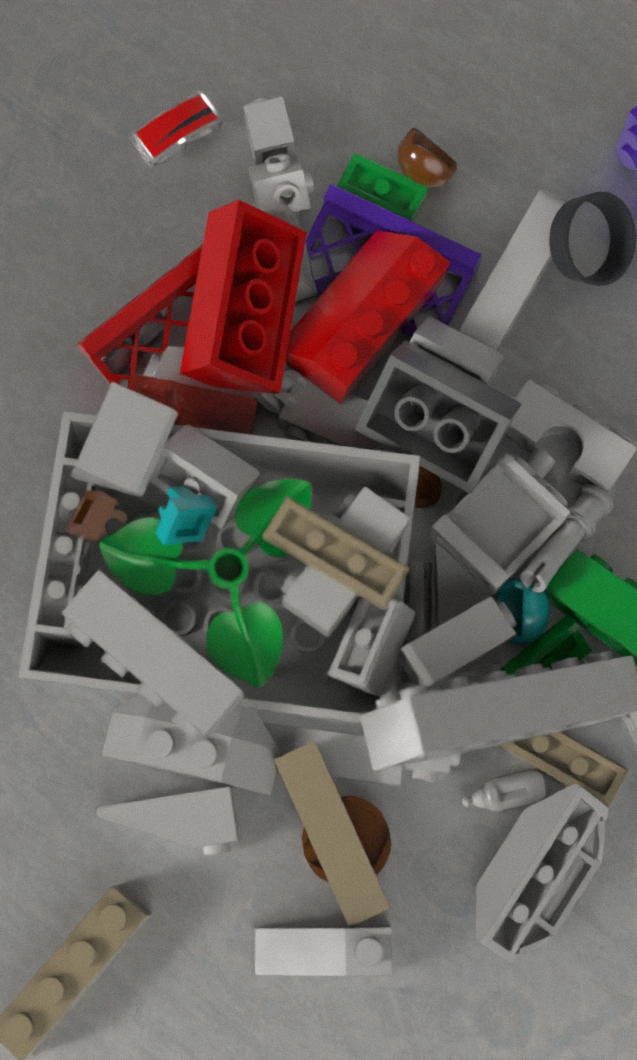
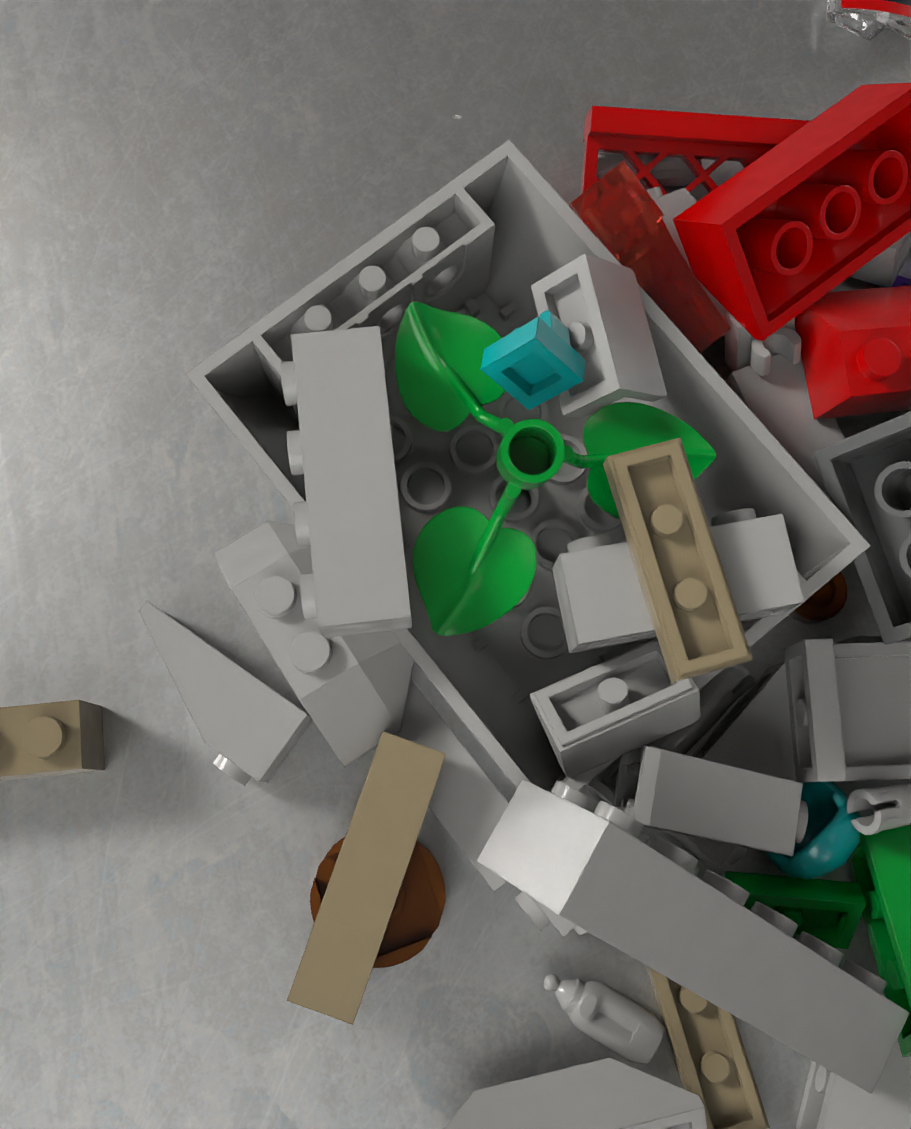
camera: 35 degrees right, 0 degrees up
(92, 515) = (435, 269): reddish brown tile -> none
(124, 441) = (545, 208): light grey slope -> none
(324, 951) = (241, 999): light grey slope -> none

